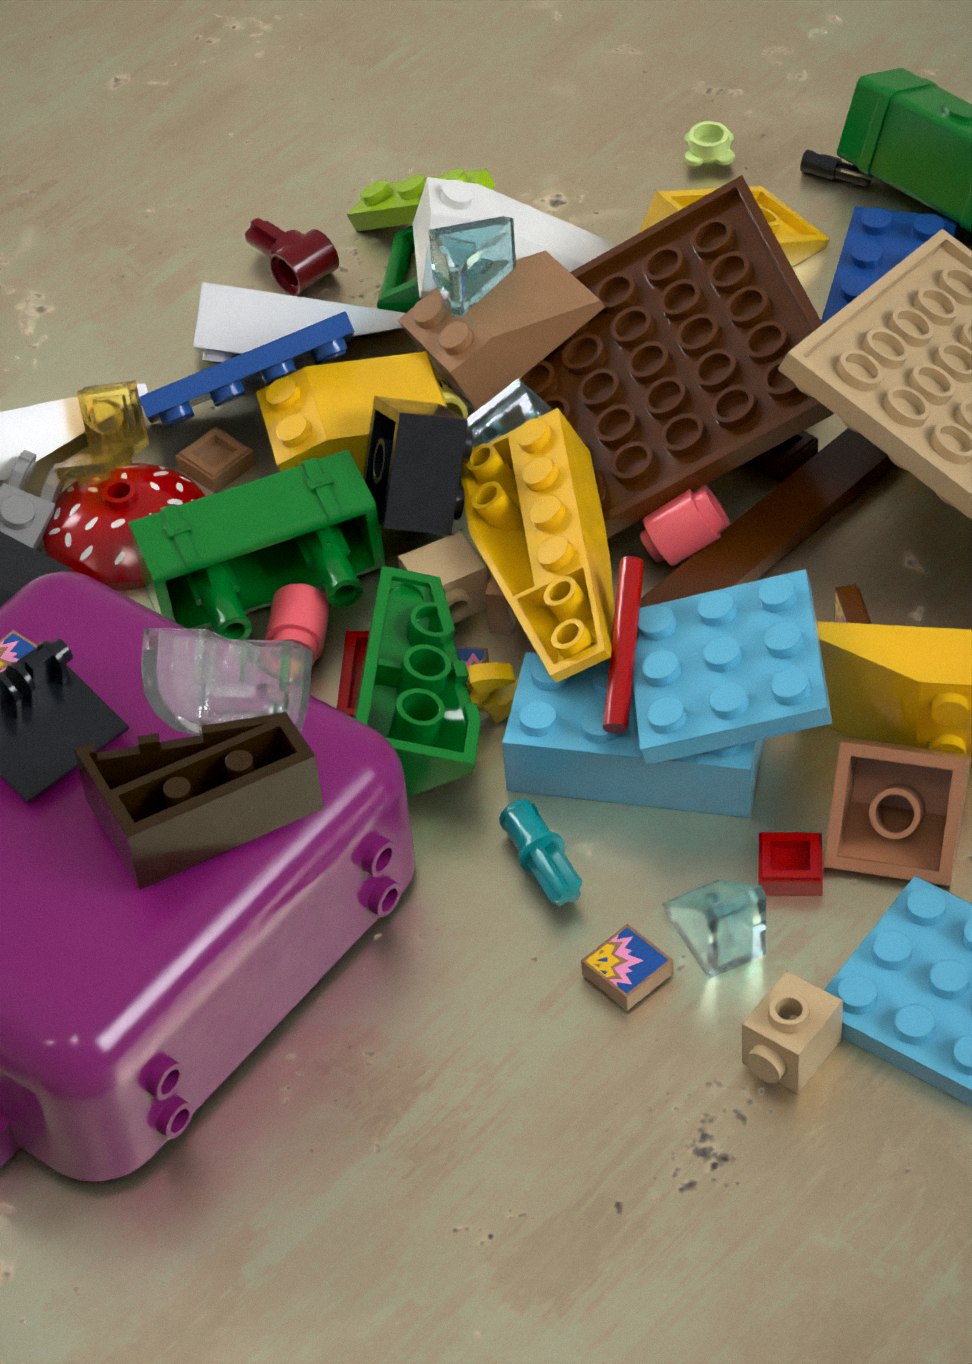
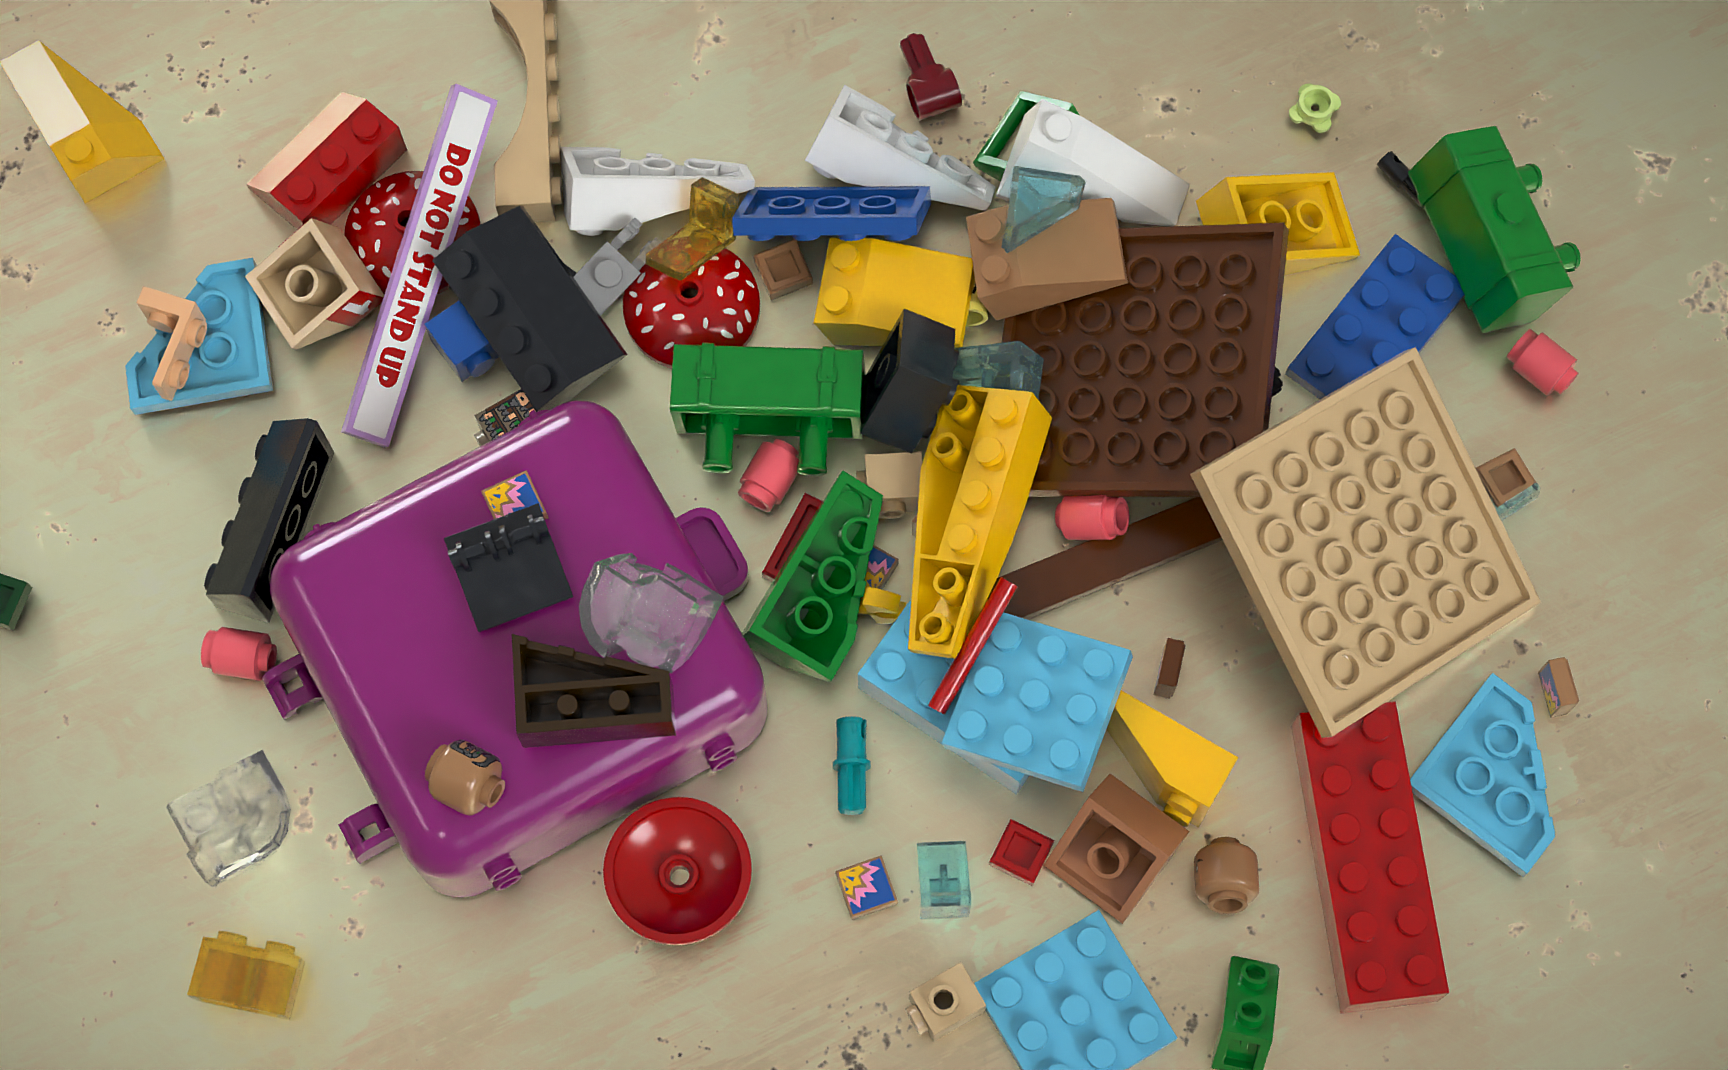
camera: 20 degrees right, 25 degrees up
(80, 935) = (465, 777): none -> medium nougat head
(382, 996) = (671, 837): none -> red dish
(396, 202) = (1048, 74): lime plate -> none

